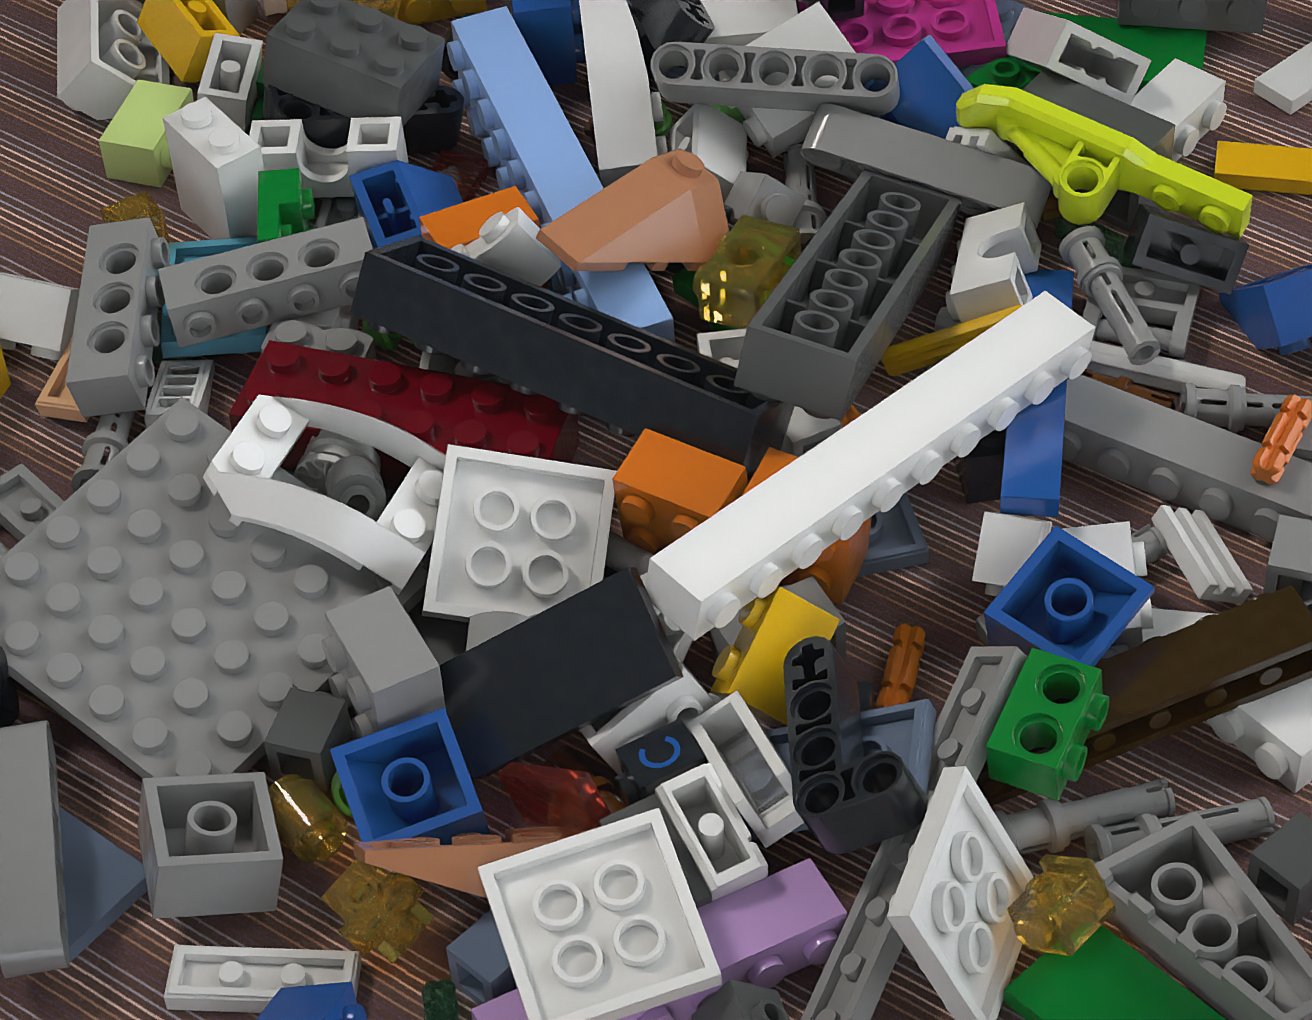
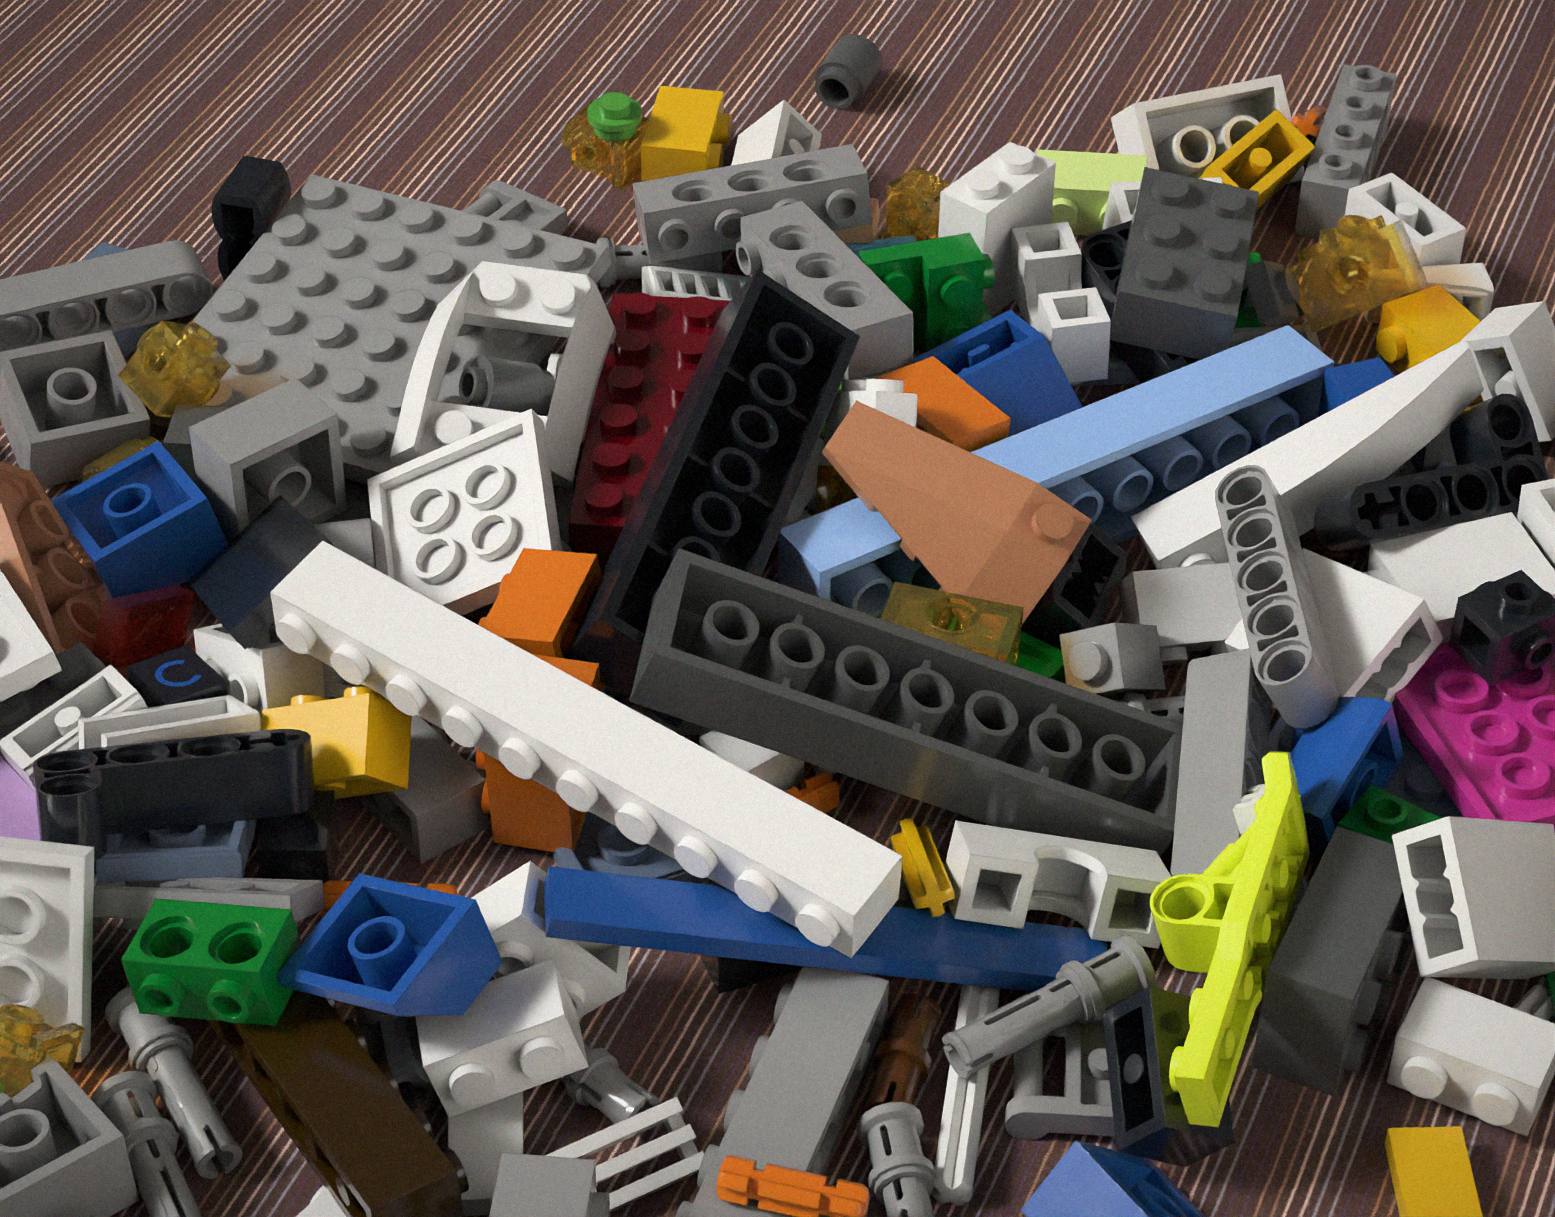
camera: 75 degrees right, 5 degrees down
(226, 728) = (175, 367): none -> clear yellow brick

